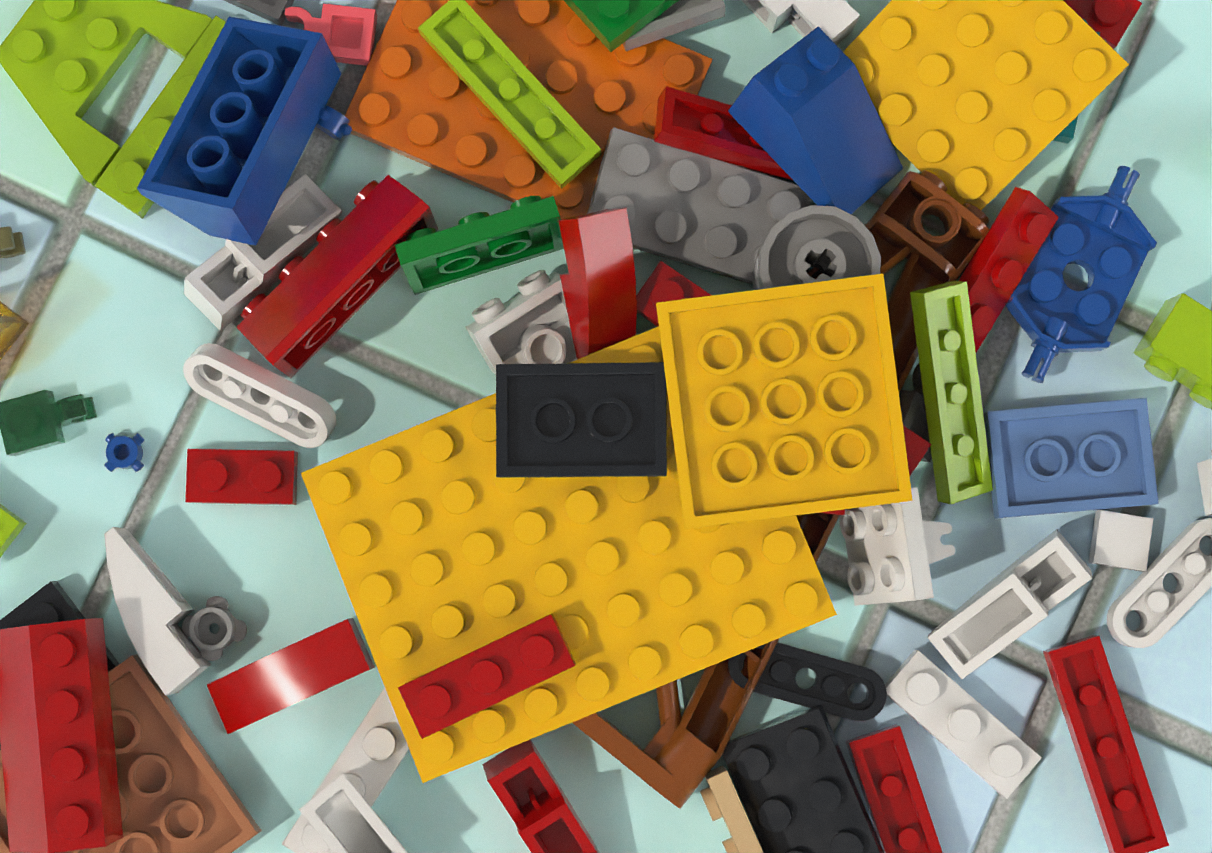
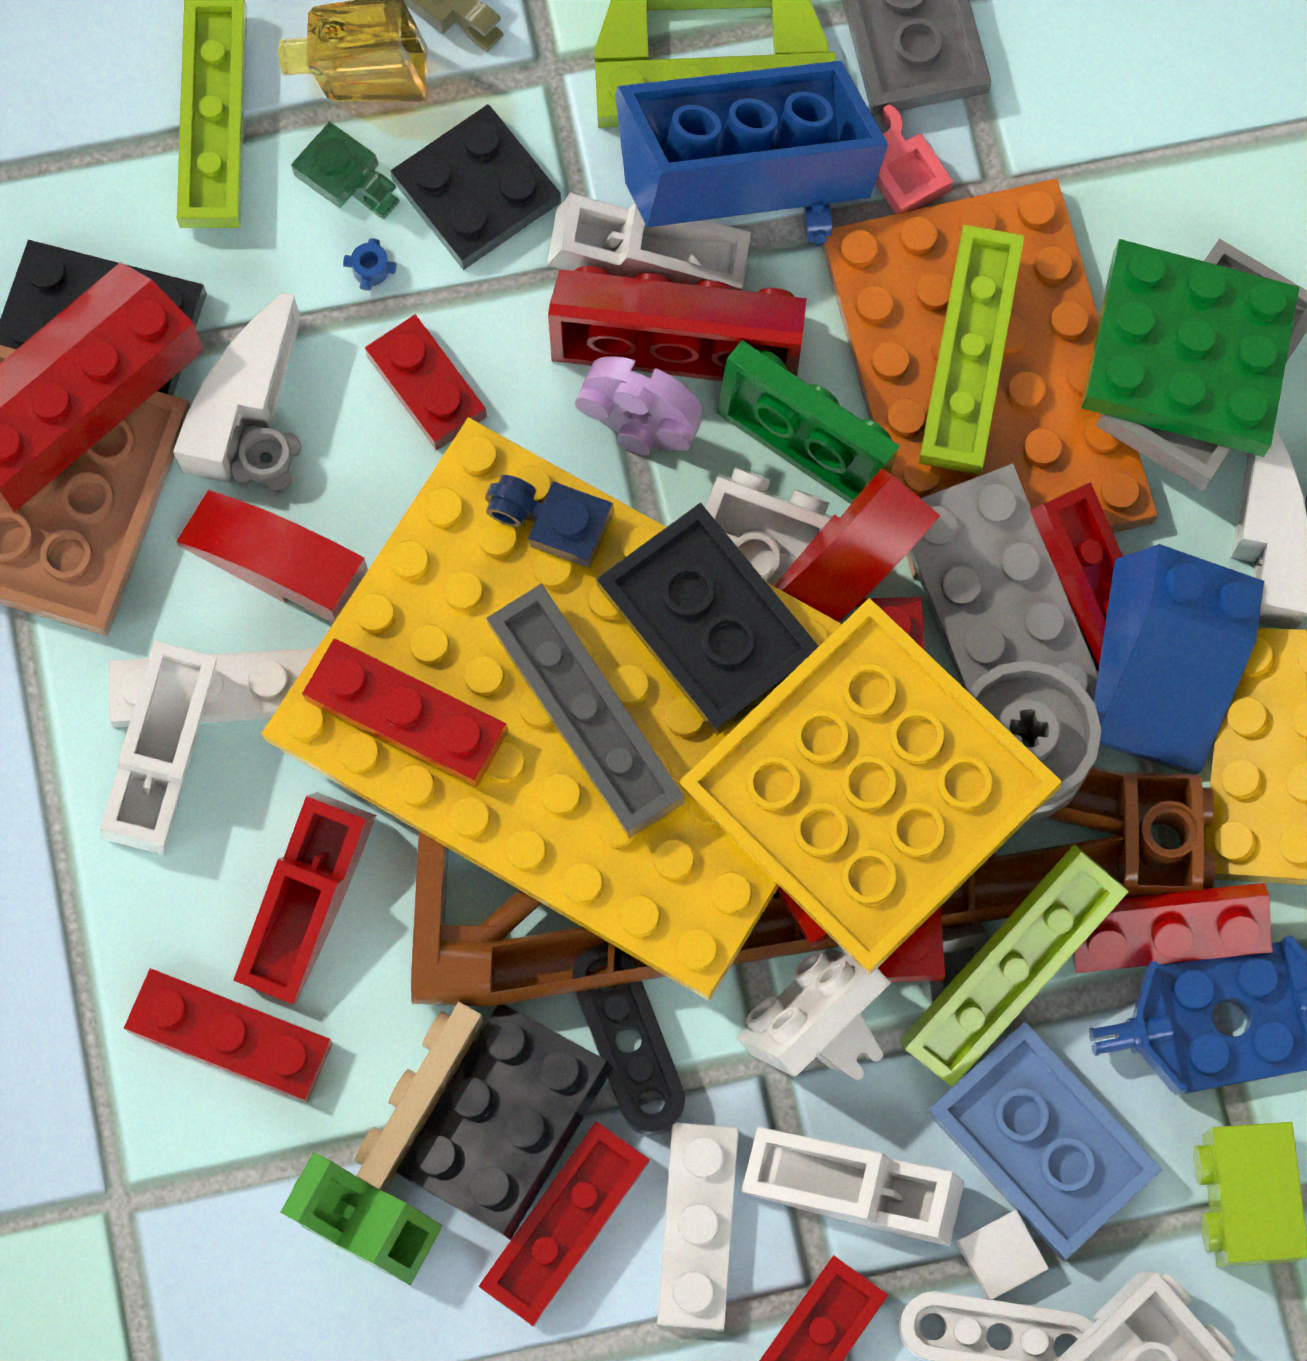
camera: 60 degrees right, 10 degrees down
(122, 336) = (475, 186): none -> black plate
(259, 395) = (513, 340): white plate -> none
(381, 348) = (639, 407): none -> lavender plate
(435, 465) = (565, 525): none -> dark blue plate
(582, 553) = (585, 710): none -> dark grey plate

